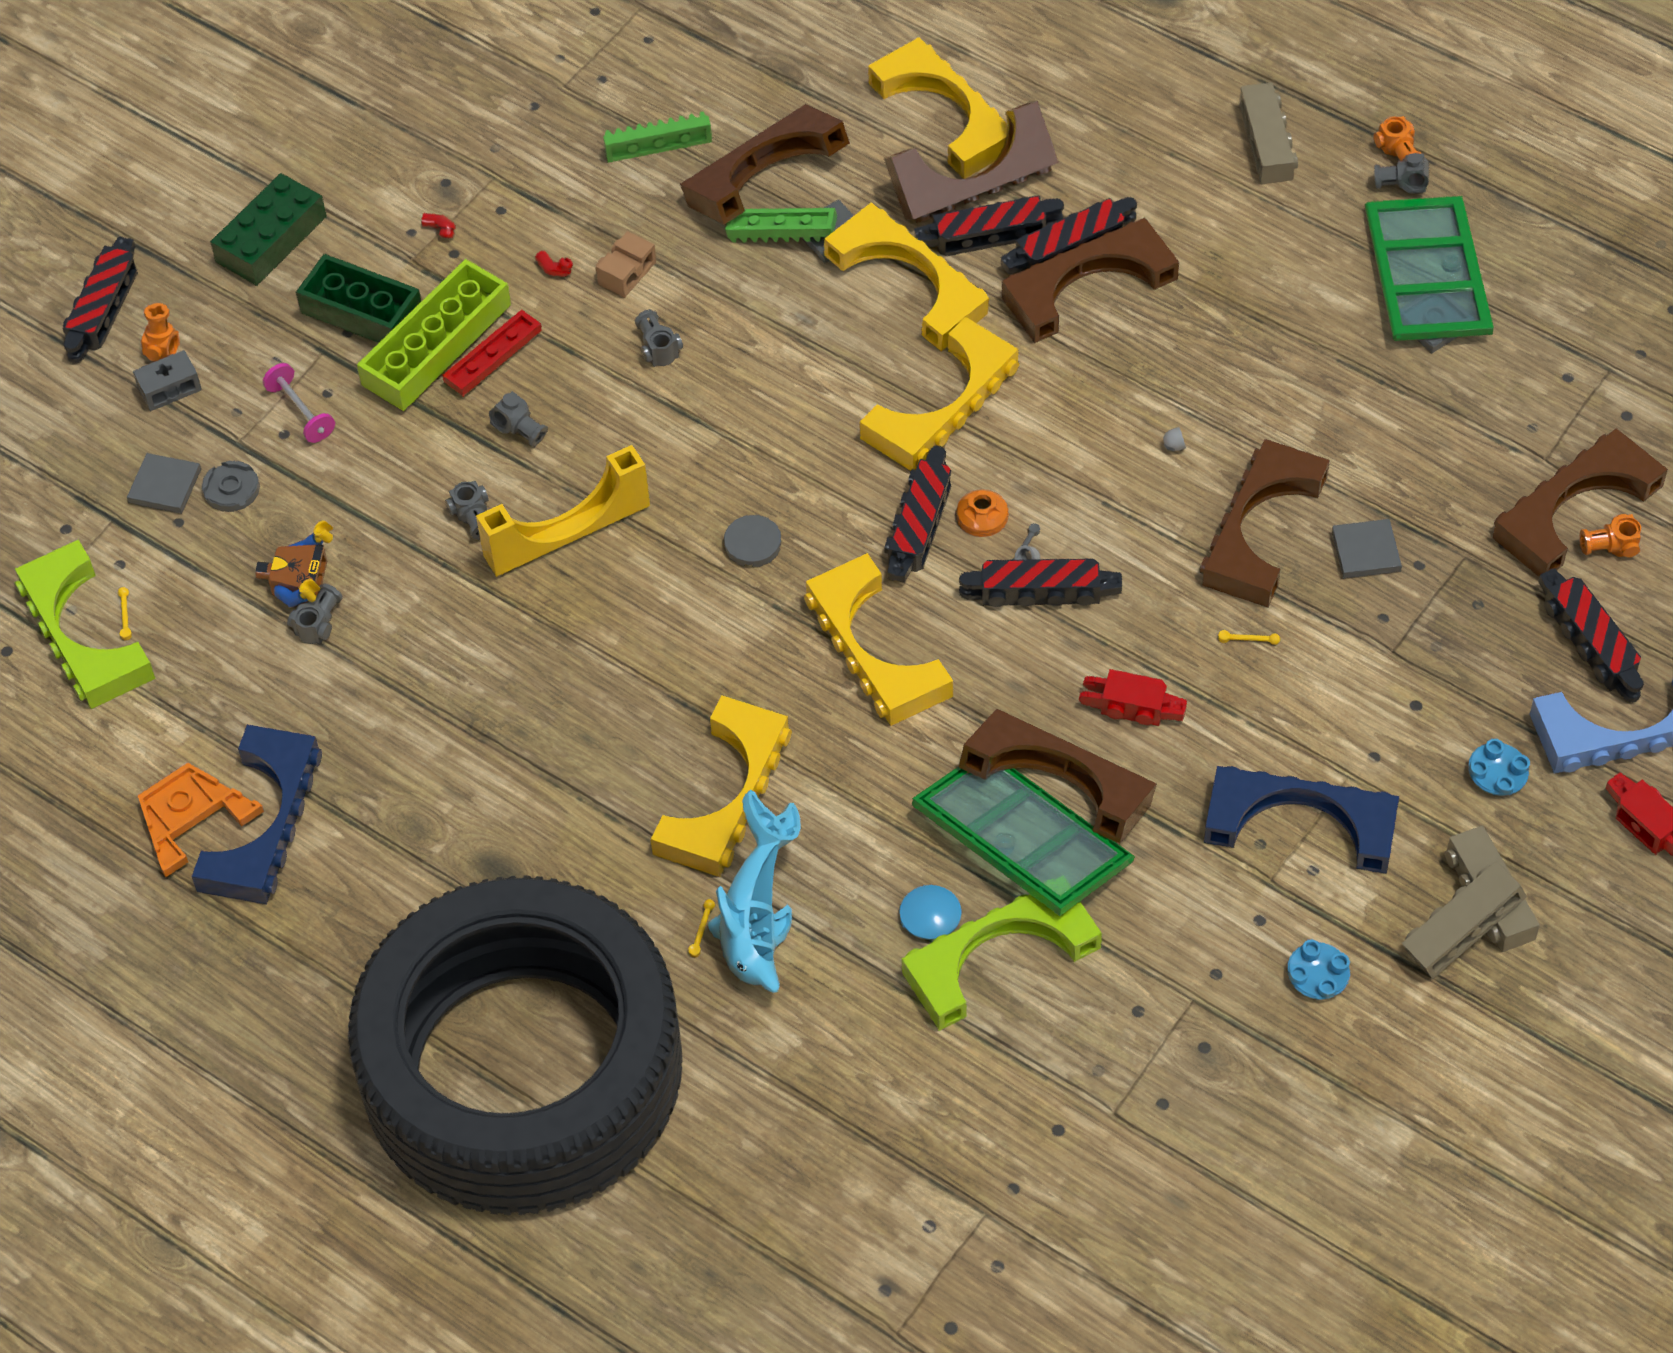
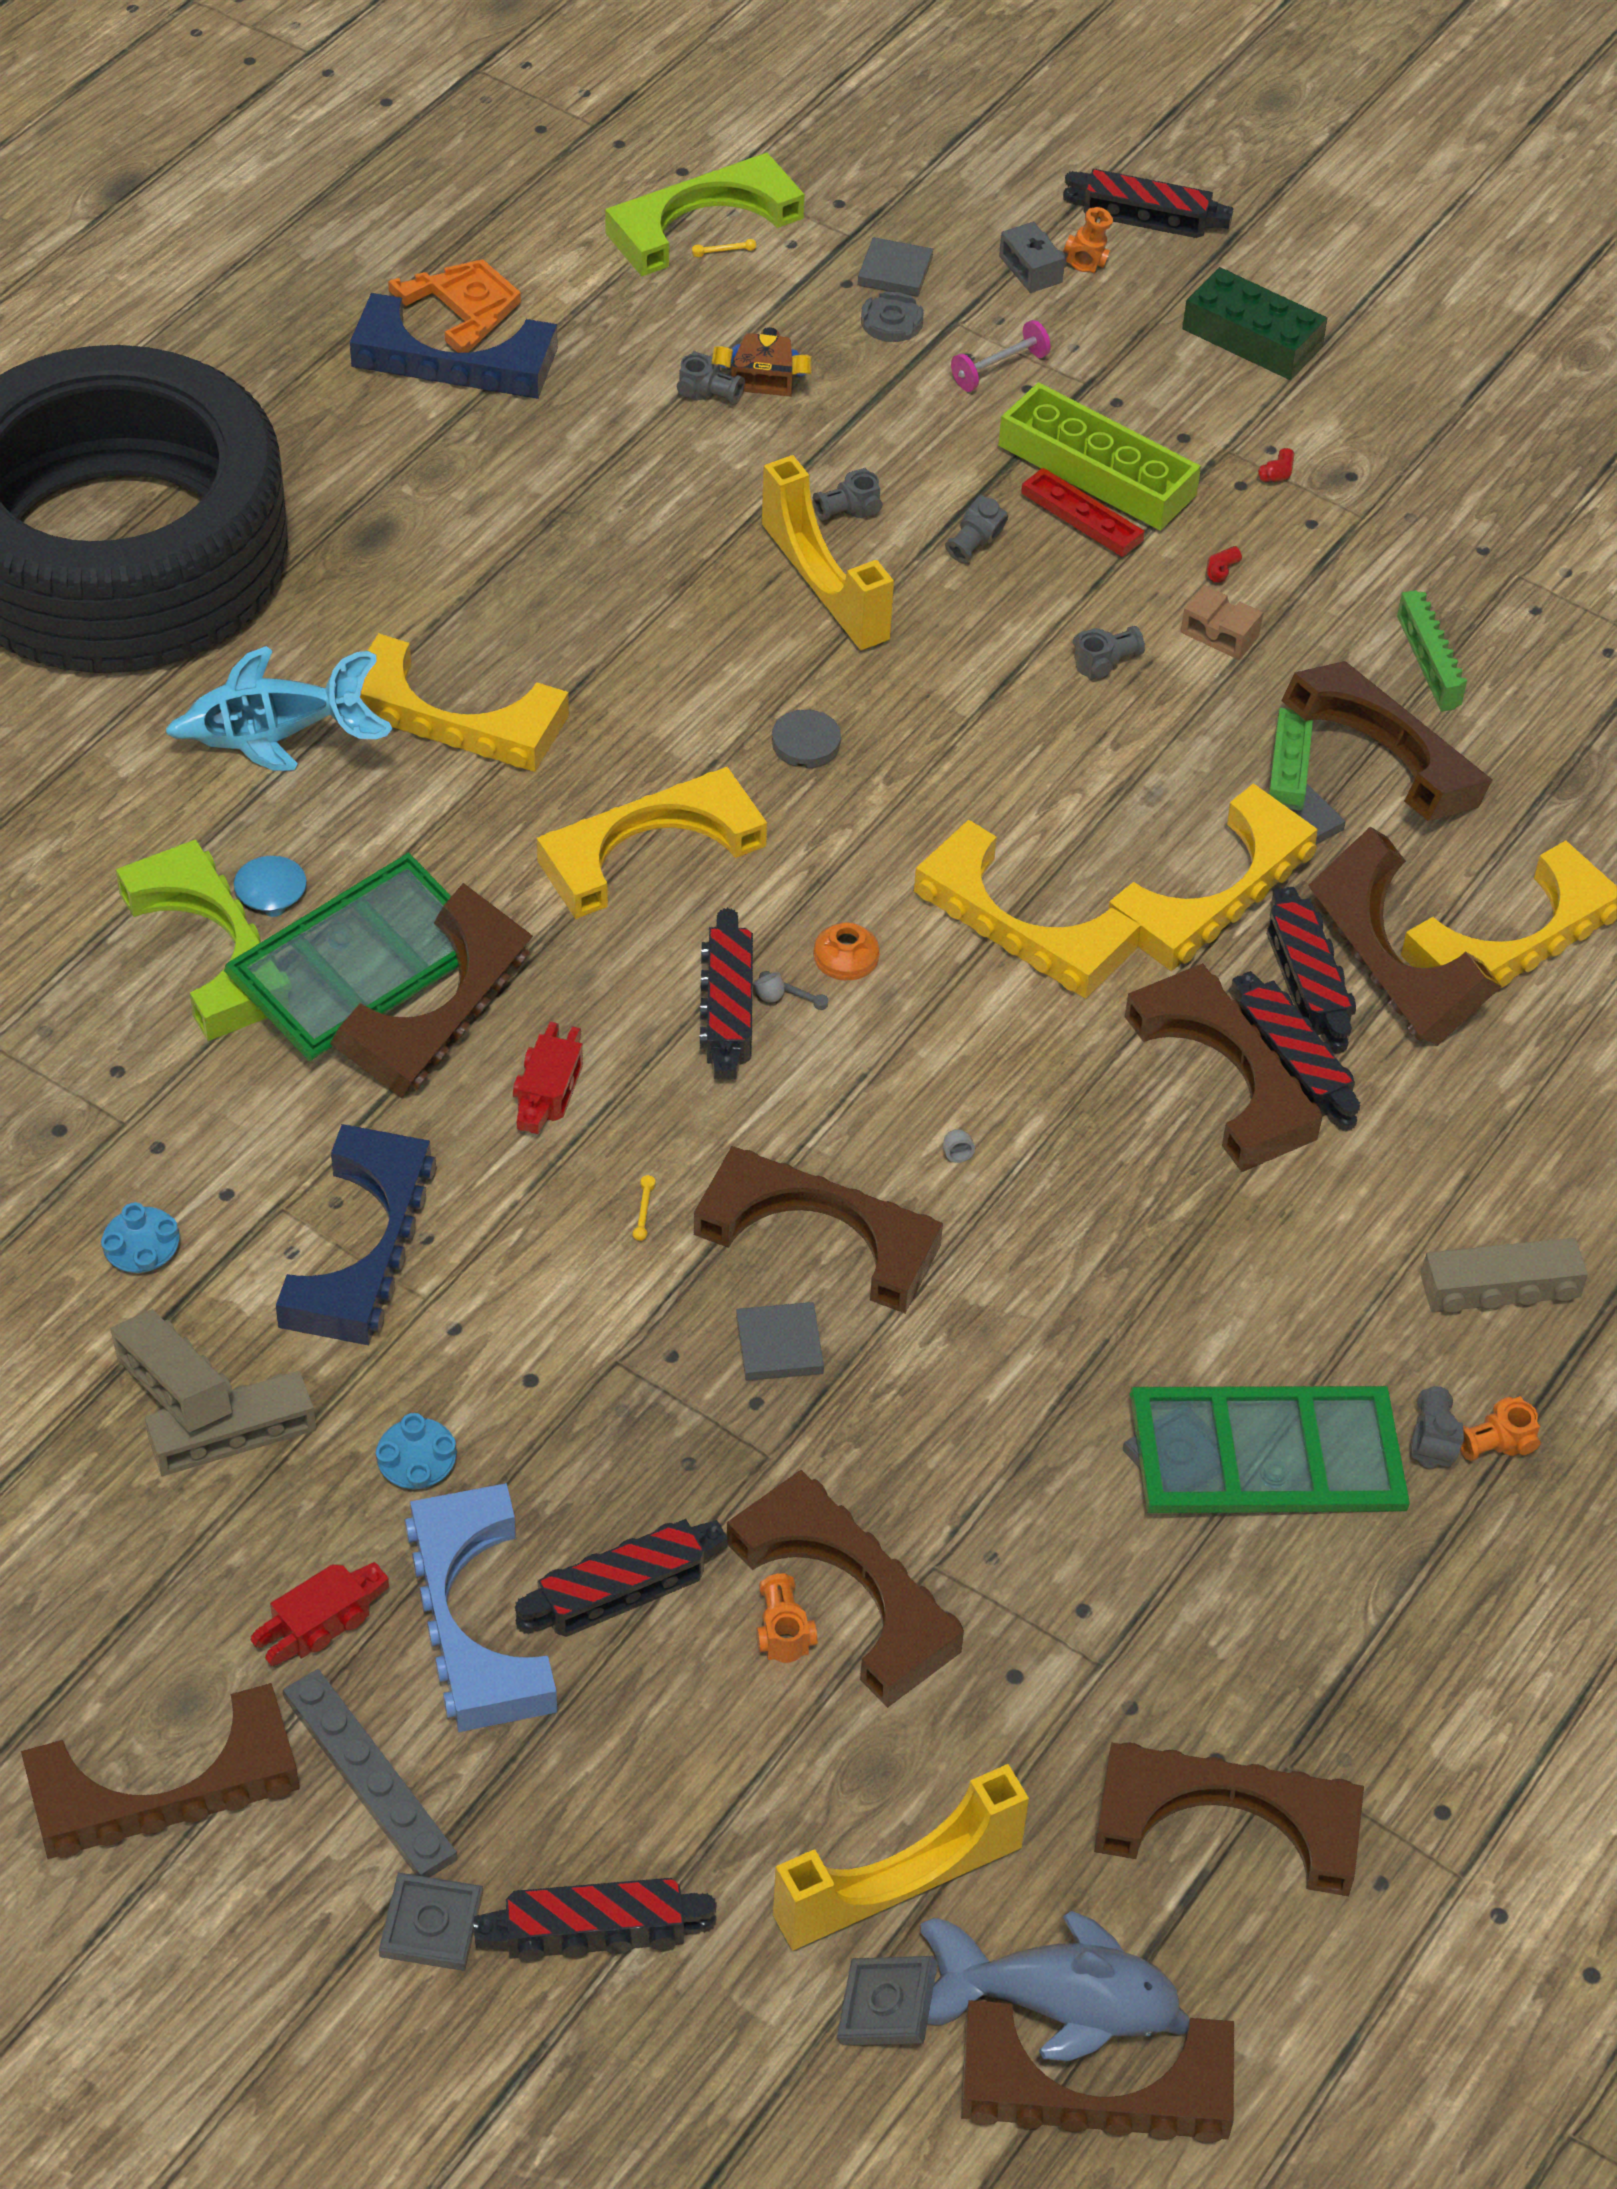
camera: 85 degrees right, 5 degrees down
(355, 298) = (1151, 385): dark green brick -> none
(919, 516) = (837, 884): black hinge -> none

